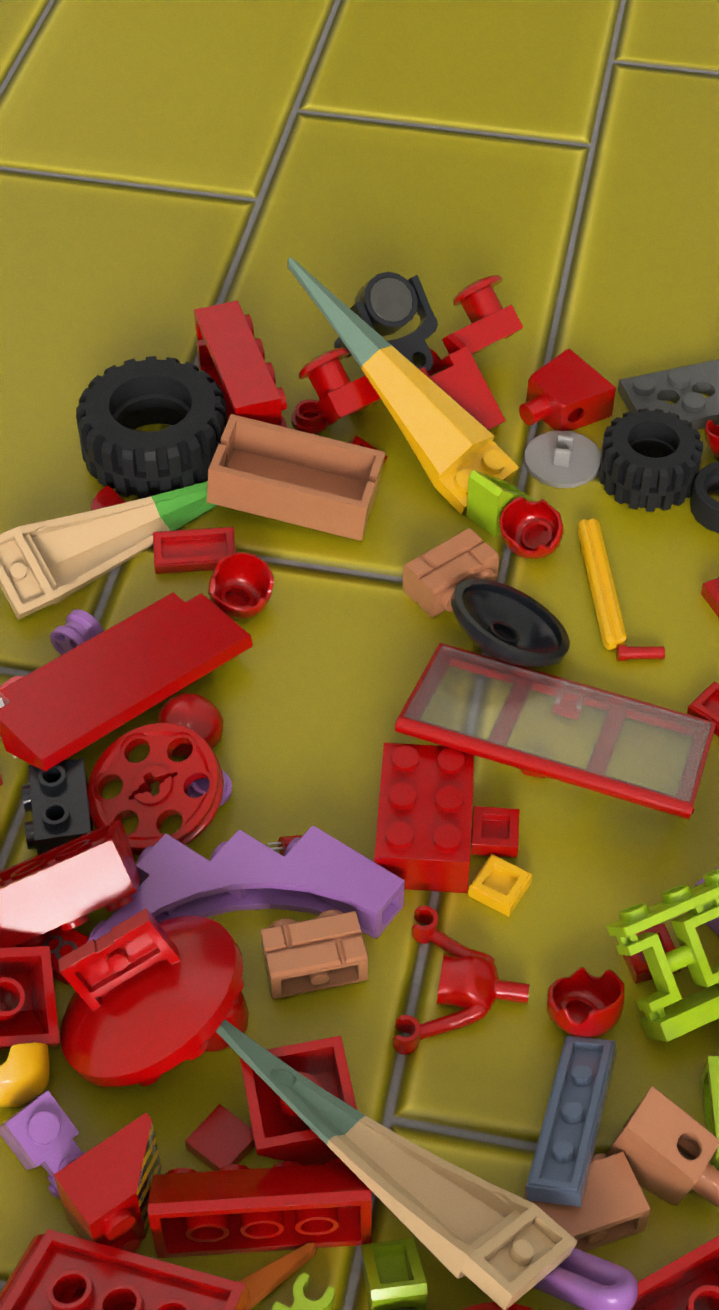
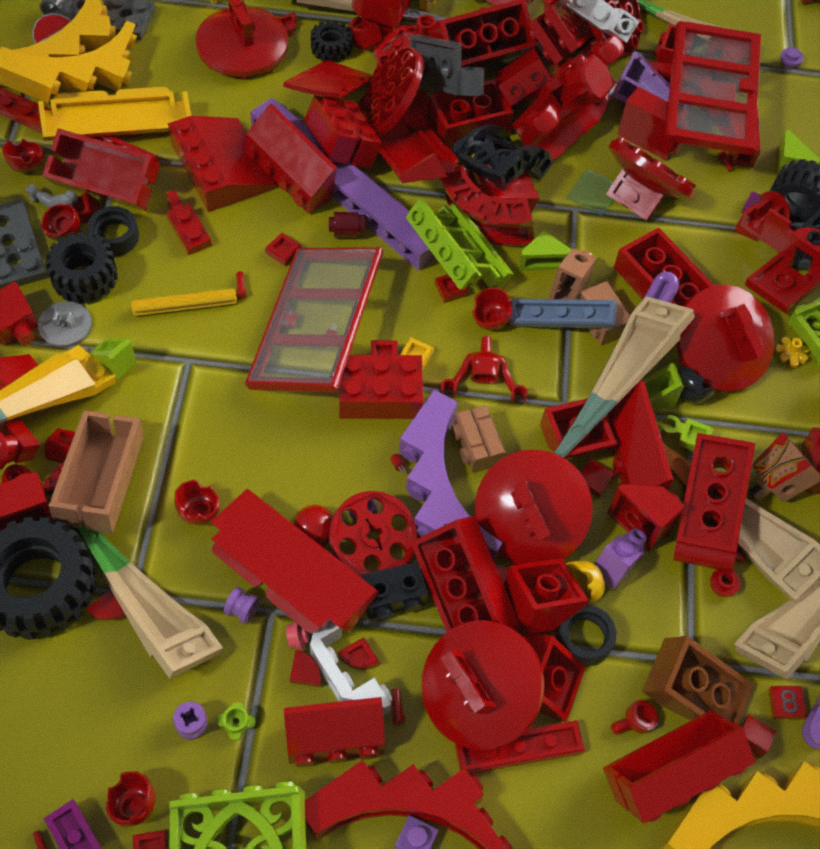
camera: 100 degrees left, 10 degrees up
(191, 549) = (152, 542): red tile -> none
(437, 572) = (181, 380): nougat brick -> none
(509, 623) = (232, 342): black dish -> none
(531, 528) = (144, 333): red hair -> none

